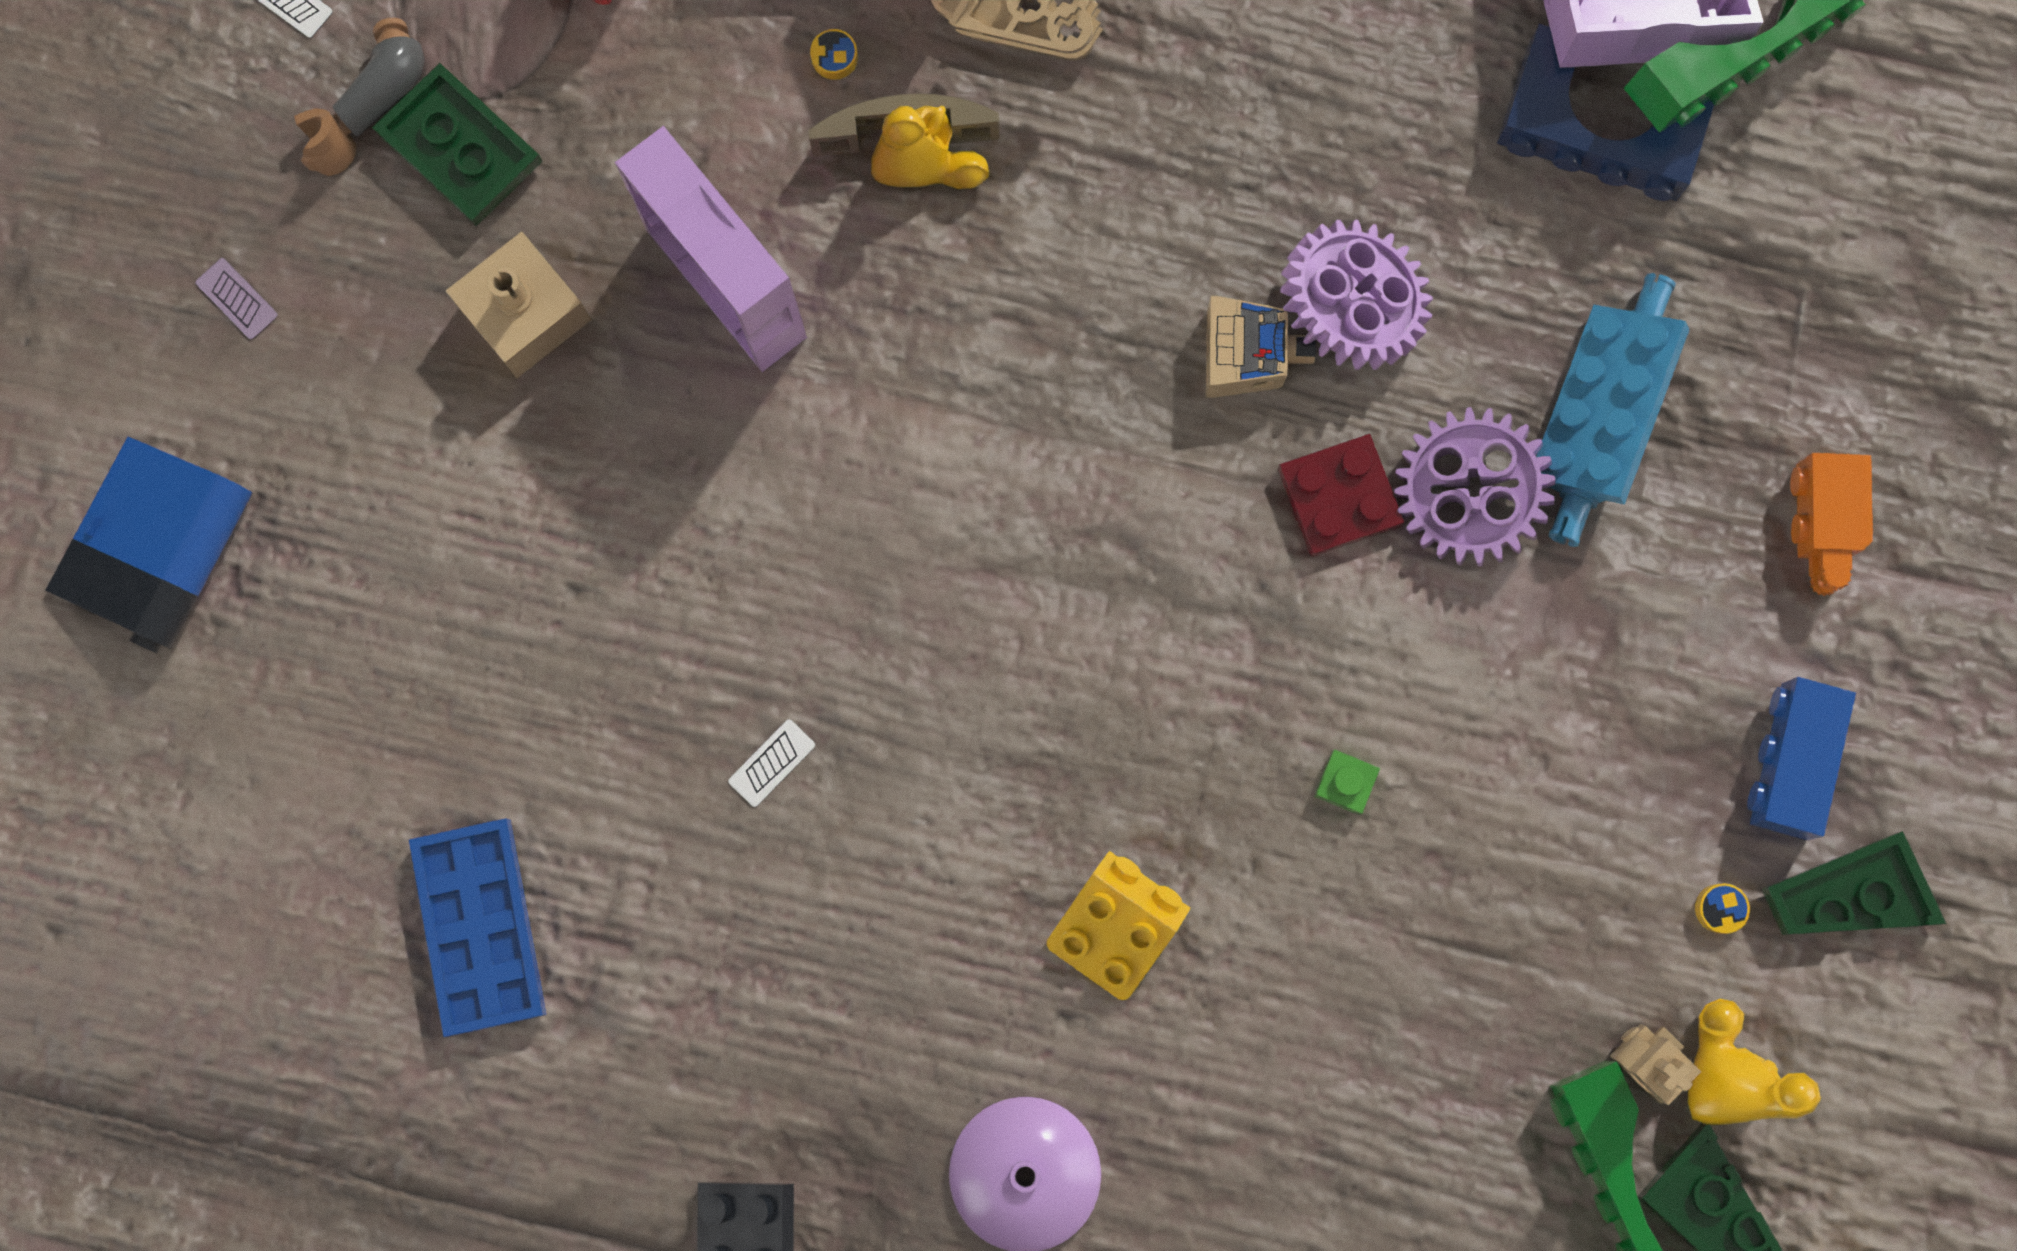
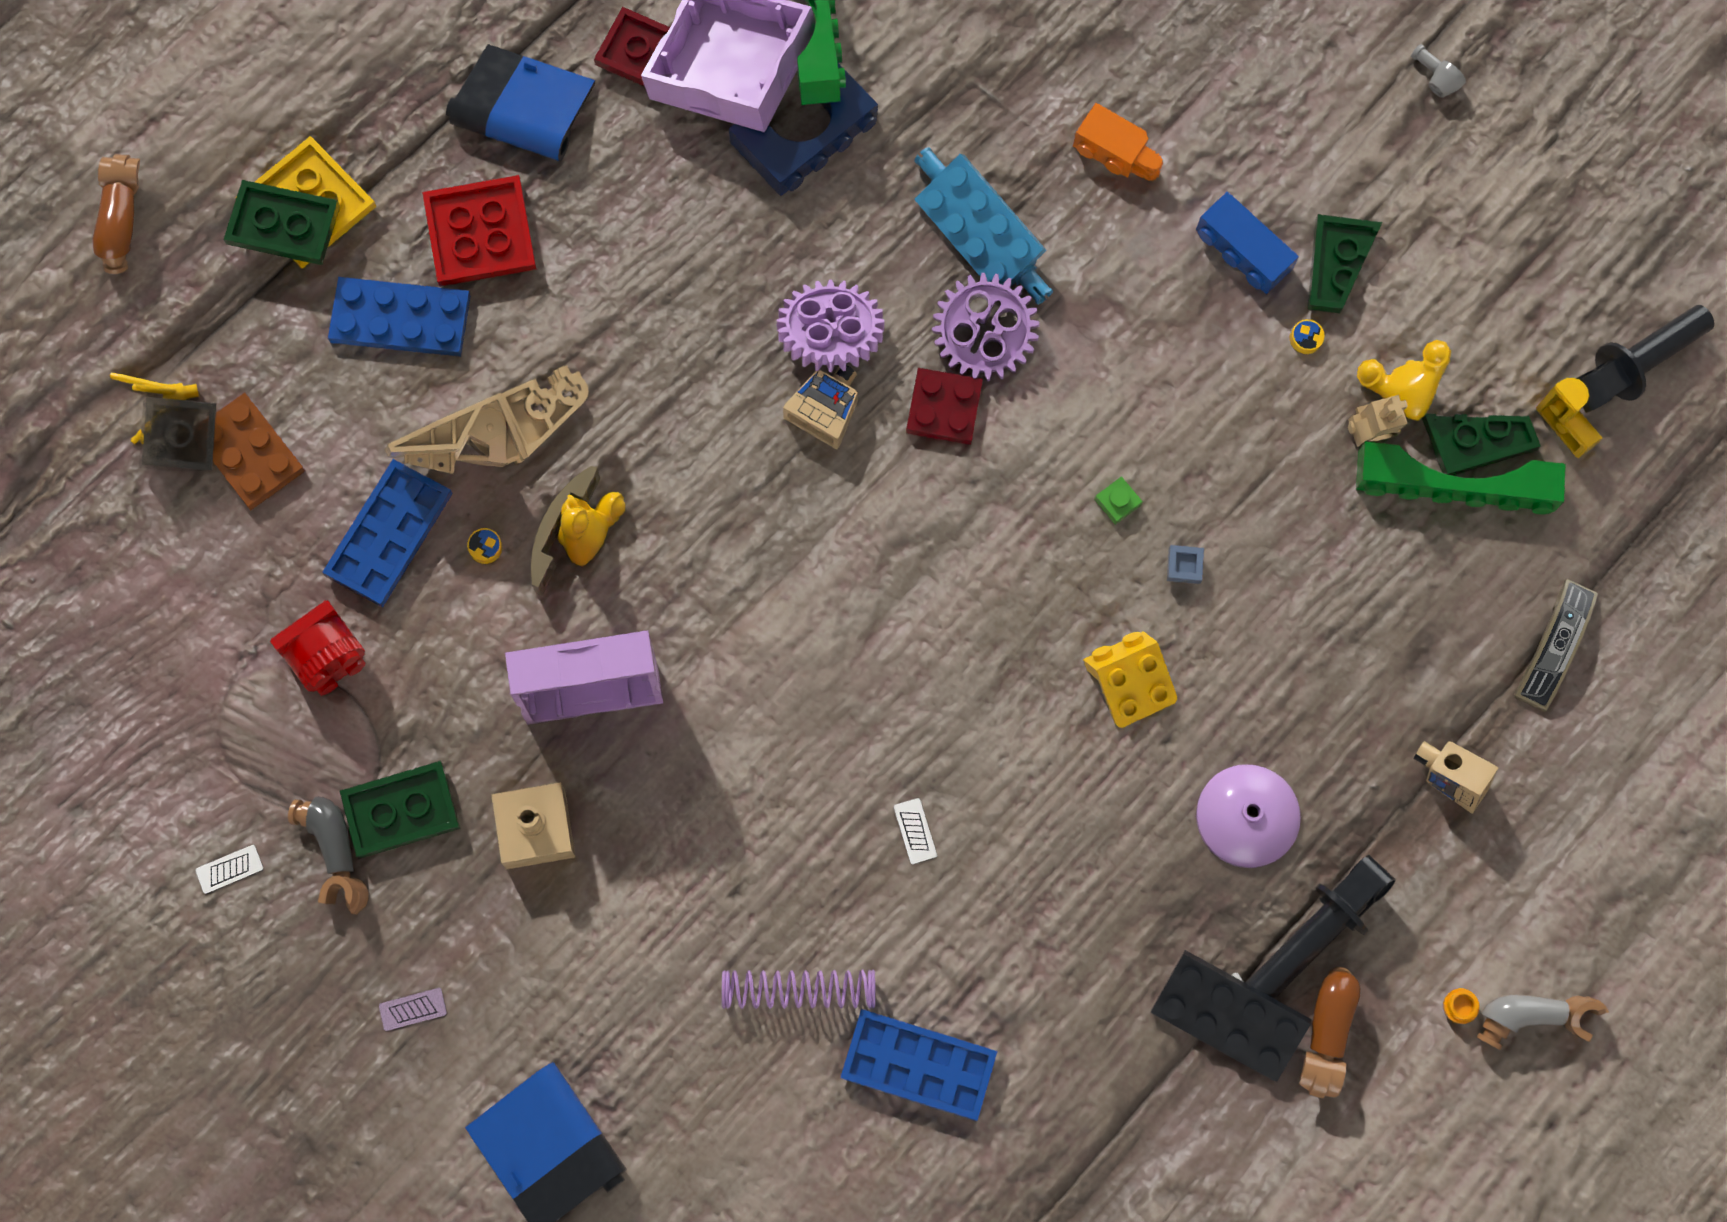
camera: 65 degrees left, 5 degrees down
(526, 819) = (727, 990): none -> lavender piece
(1310, 913) = (1185, 564): none -> sand blue plate

